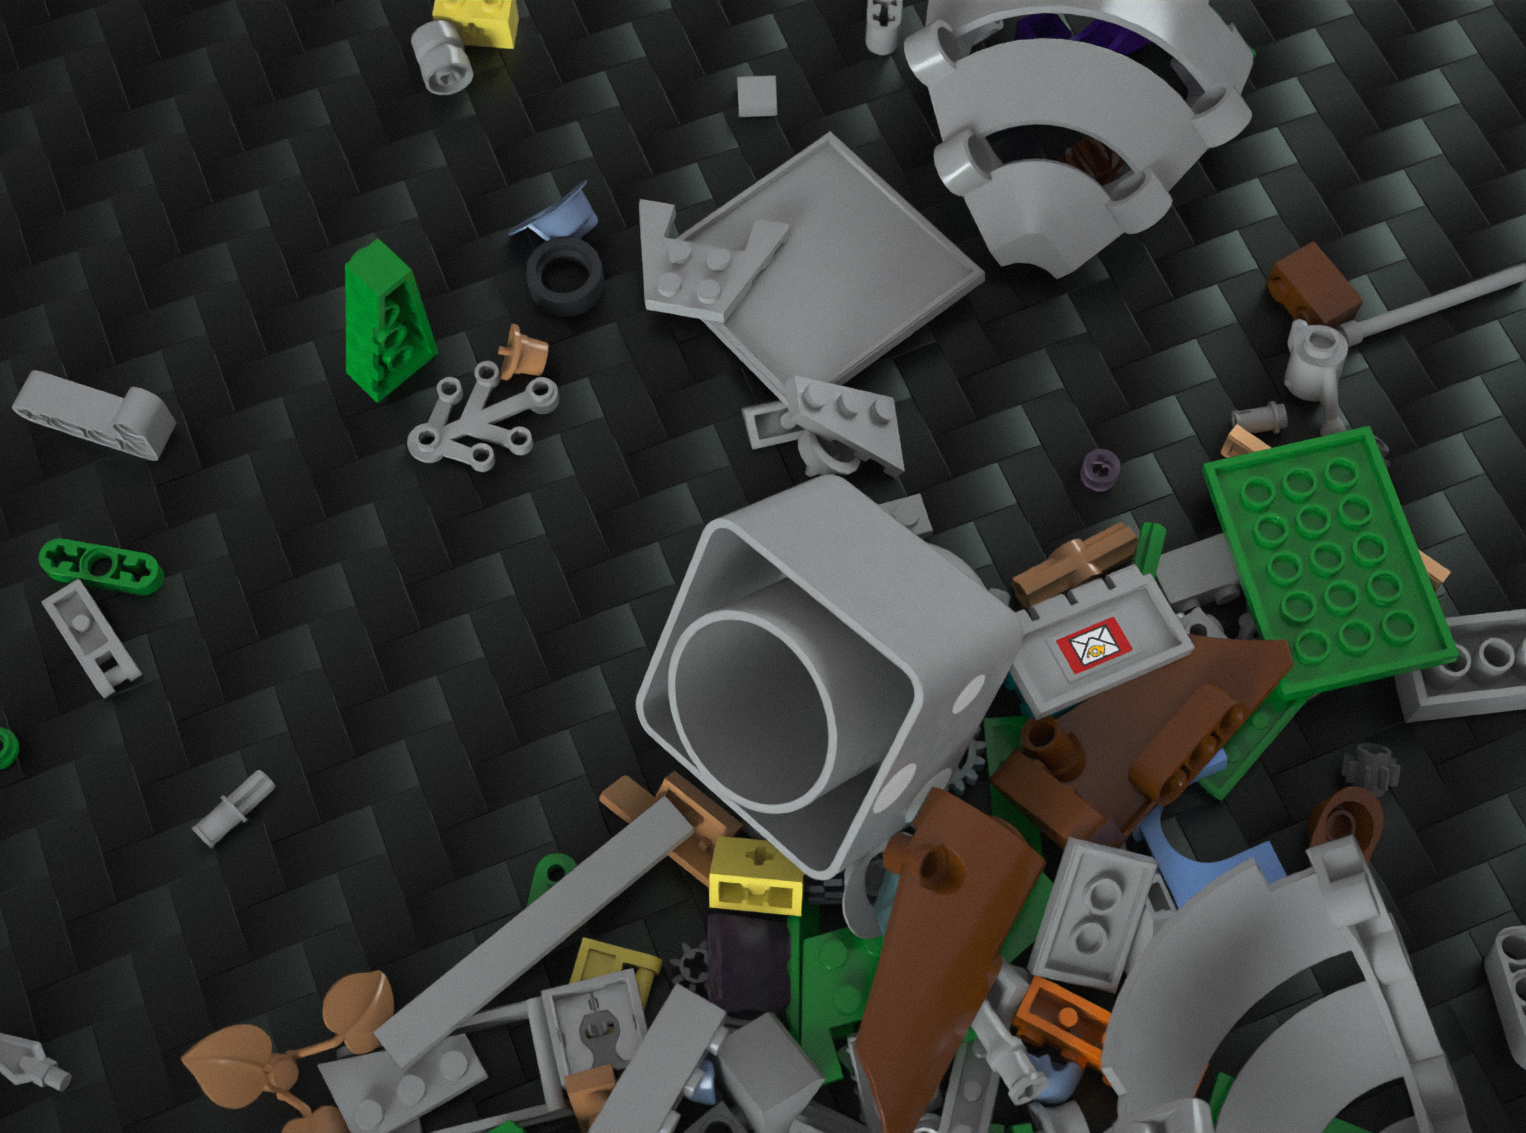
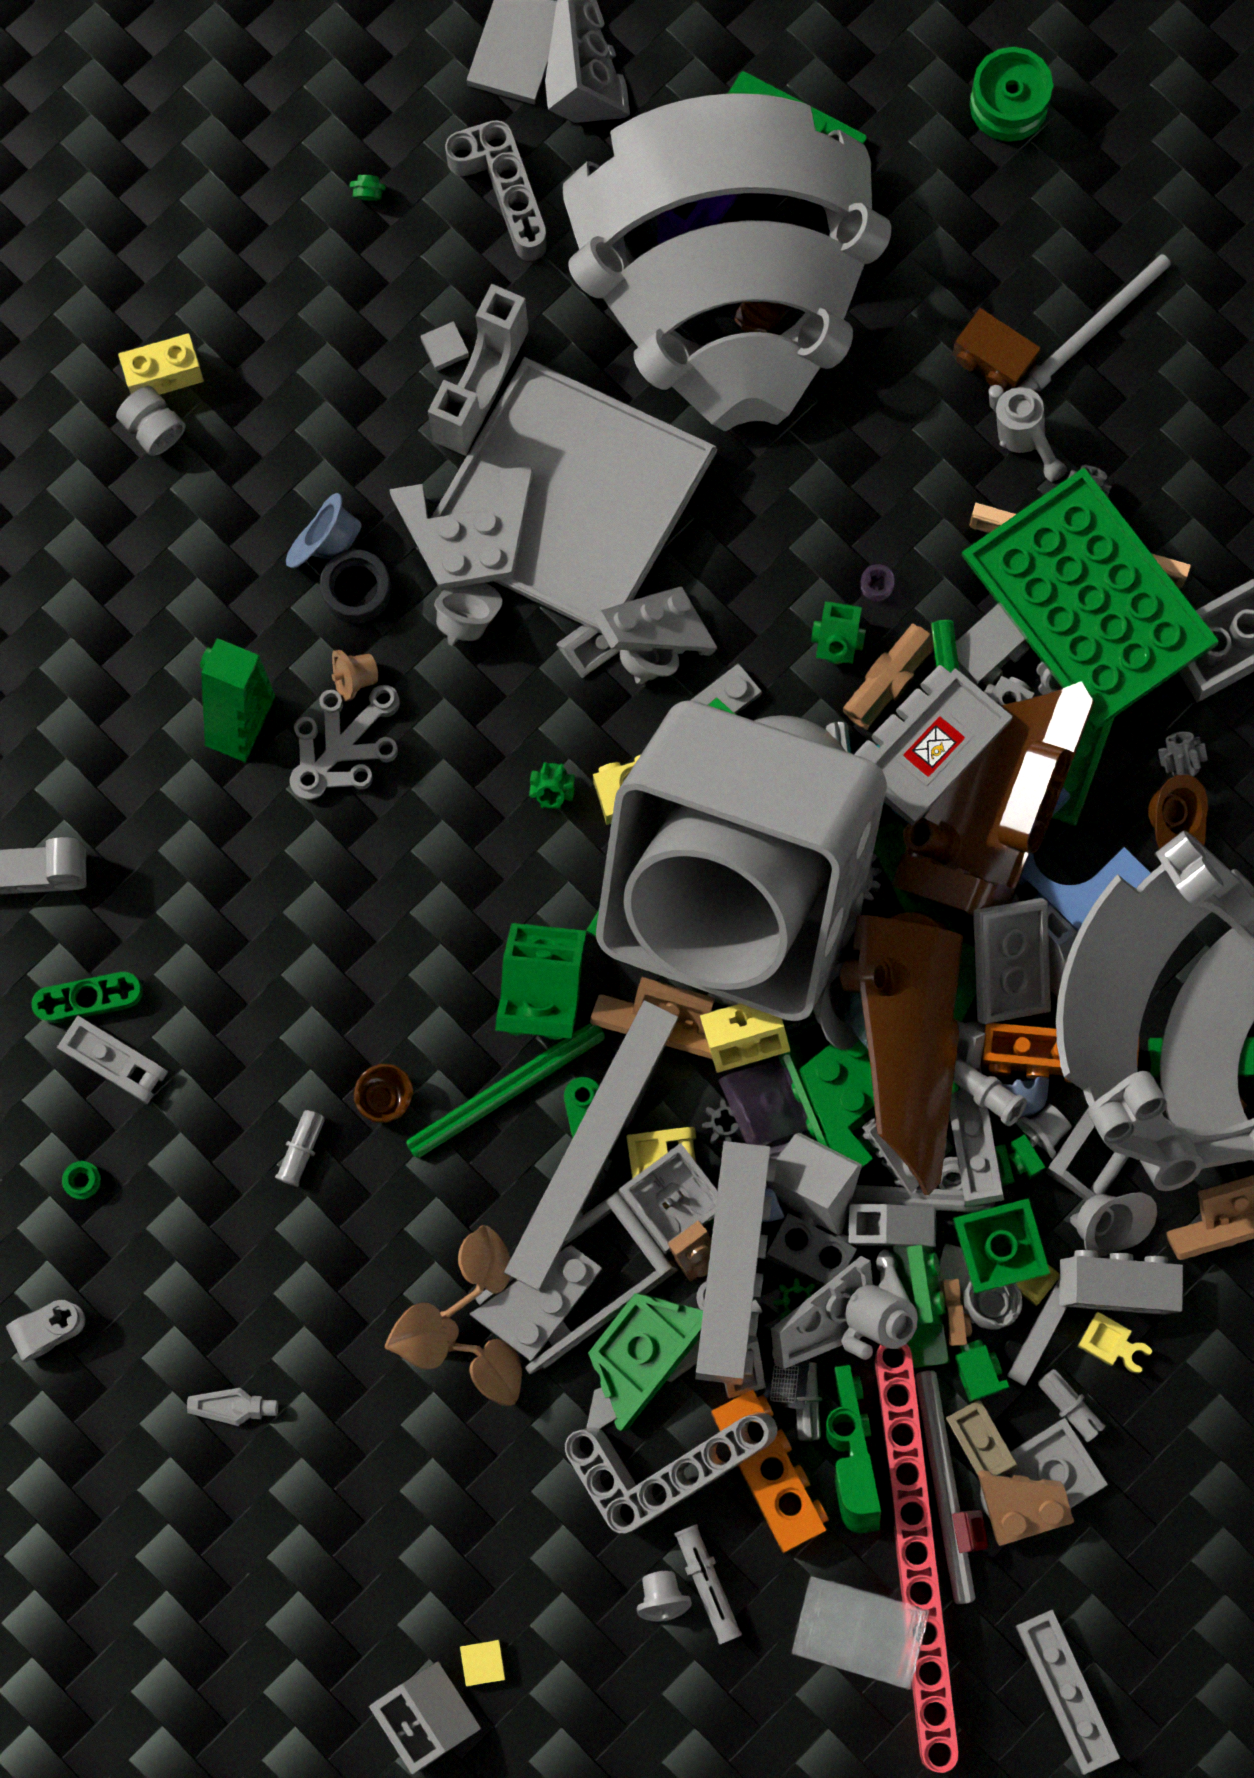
camera: 20 degrees left, 10 degrees up
(345, 784) = (383, 1093): none -> reddish brown hair
(477, 835) = (505, 1090): none -> green axle
(564, 733) = (541, 981): none -> green bracket
(661, 338) = (466, 611): none -> light grey piece
(671, 539) = (552, 785): none -> green gear
(744, 150) = (462, 408): none -> light grey arch
(1038, 501) = (838, 633): none -> green brick
(1261, 419) = (992, 485): light grey pin -> none
(1420, 61) = (1011, 94): none -> green wheel

